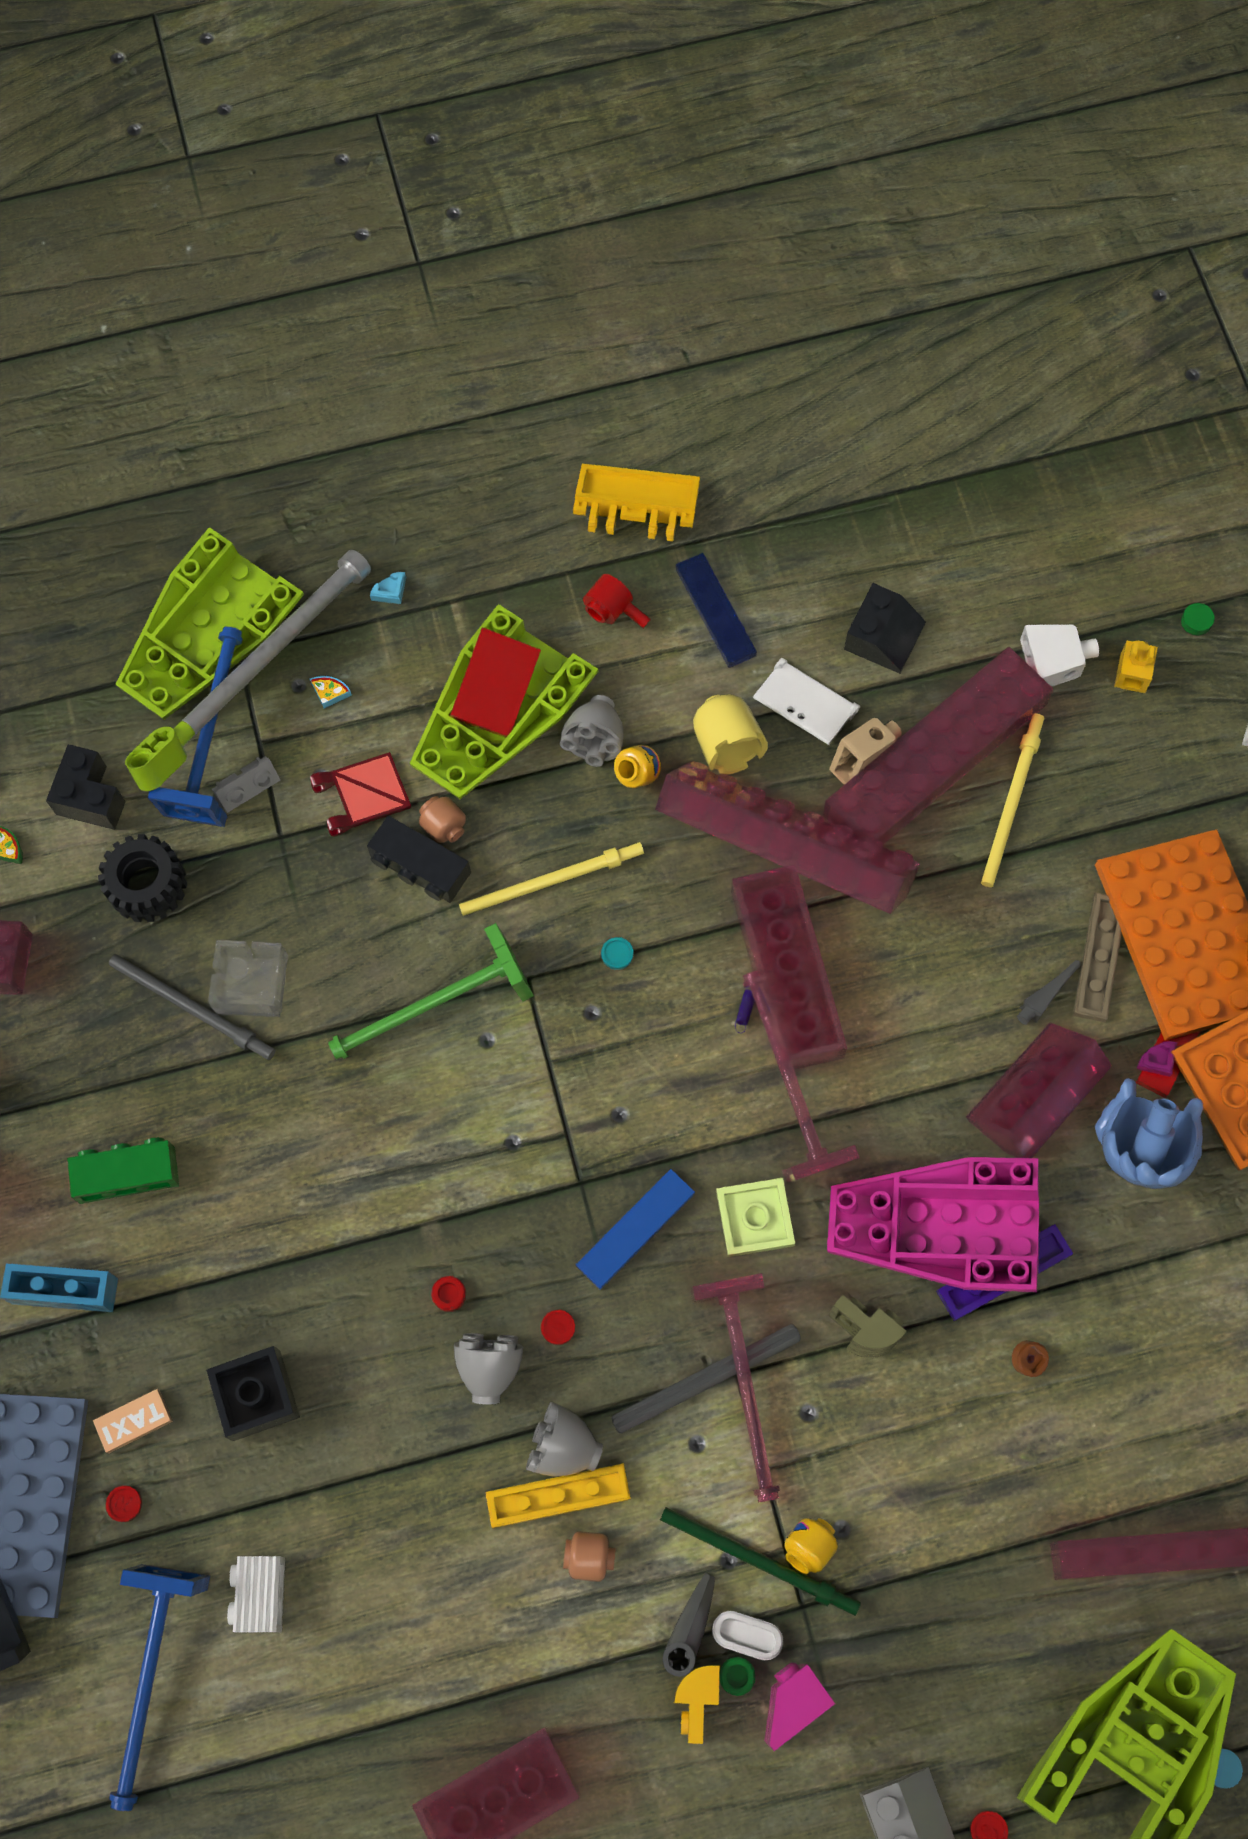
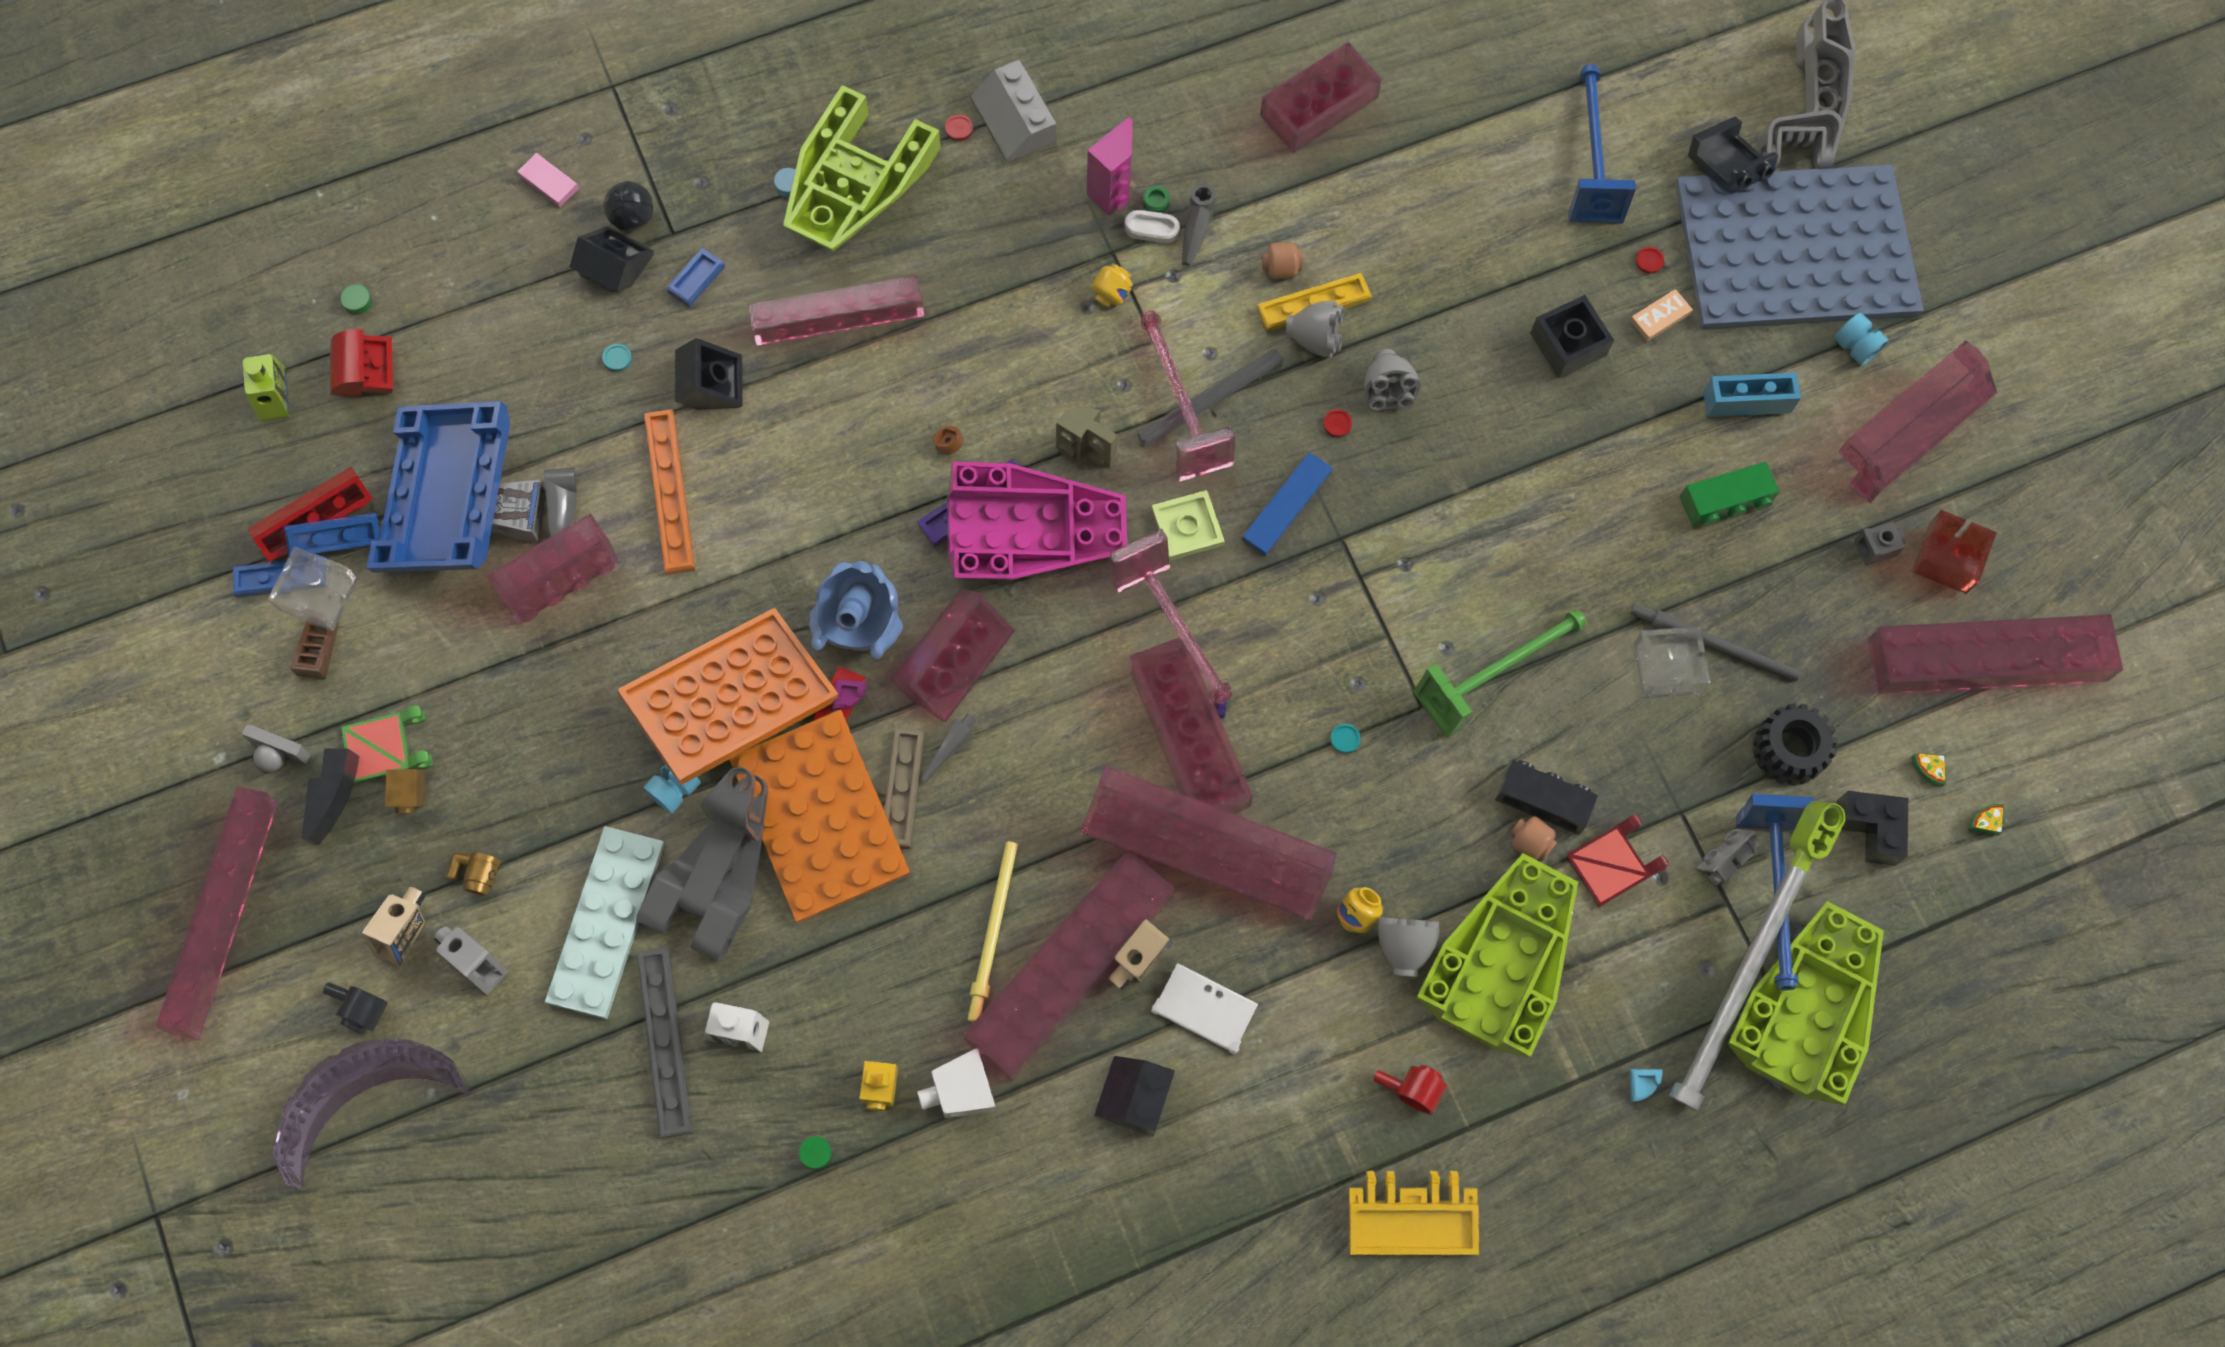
camera: 165 degrees right, 0 degrees up
(257, 1594) = (1529, 207): white brick -> none
(330, 690) = (1675, 963): tile -> none
(448, 1293) = (1432, 436): red tile -> none
(495, 683) = (1515, 969): red tile -> none
(611, 859) = (1370, 822): light yellow bar -> none
(697, 1689) = (1183, 178): yellow brick -> none
(716, 610) = (1309, 1100): clear blue tile -> none
(728, 733) = (1279, 955): light yellow cylinder -> none
(823, 1592) = (1097, 260): dark green bar -> none

